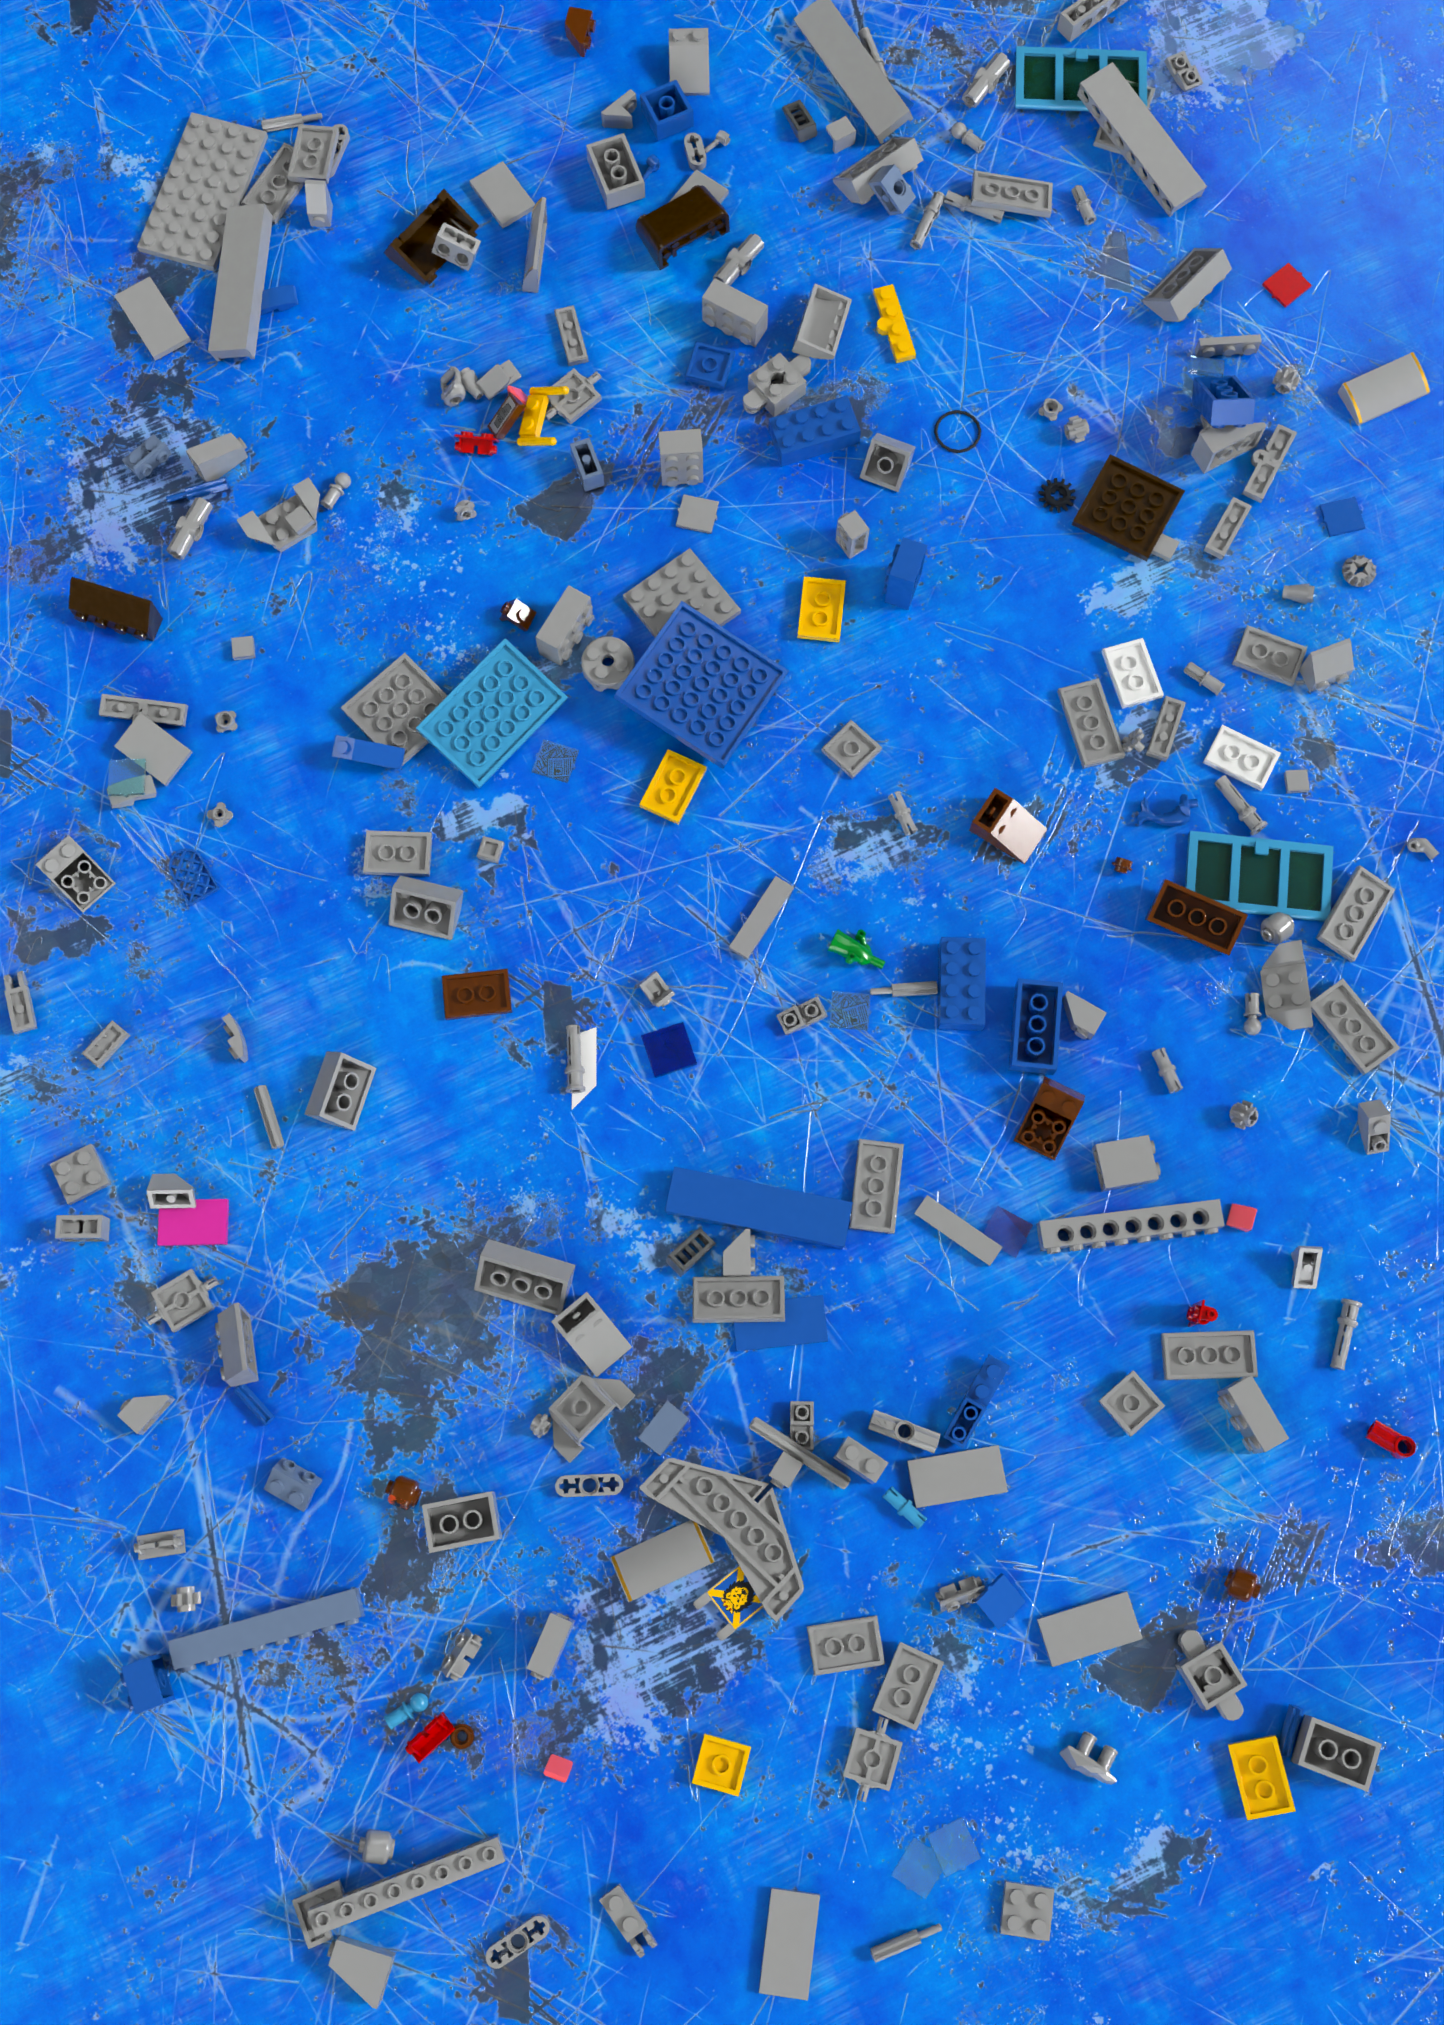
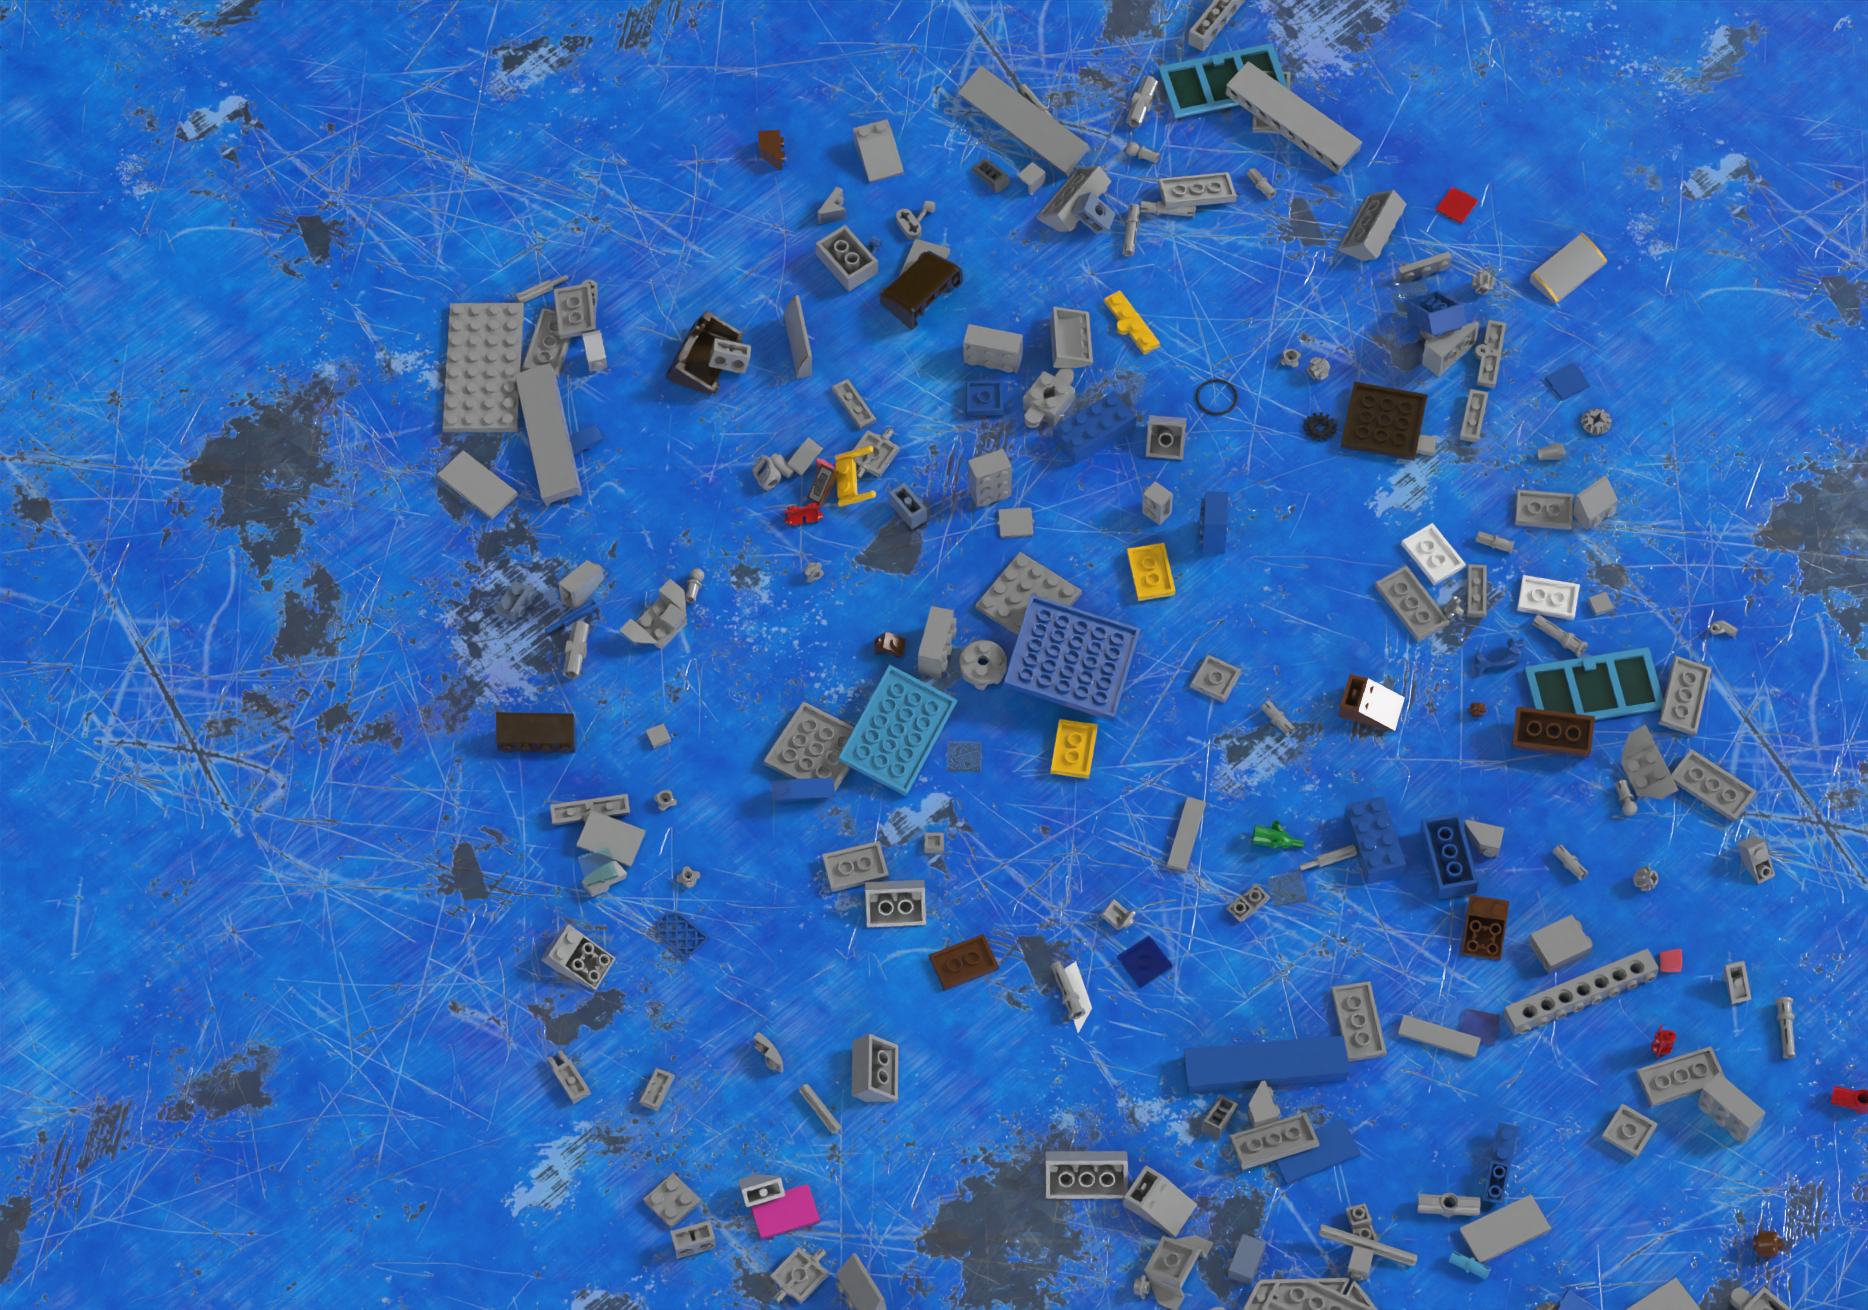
camera: 15 degrees left, 15 degrees down
(502, 194) = (751, 302): light grey tile -> none
(667, 110) = (873, 196): blue brick -> none
(739, 259) = (980, 303): light grey piece -> none
(860, 1460) = (1420, 1233): light grey brick -> none
(1182, 71) = (1309, 52): light grey slope -> none
(1277, 928) = (1623, 724): light grey head -> none

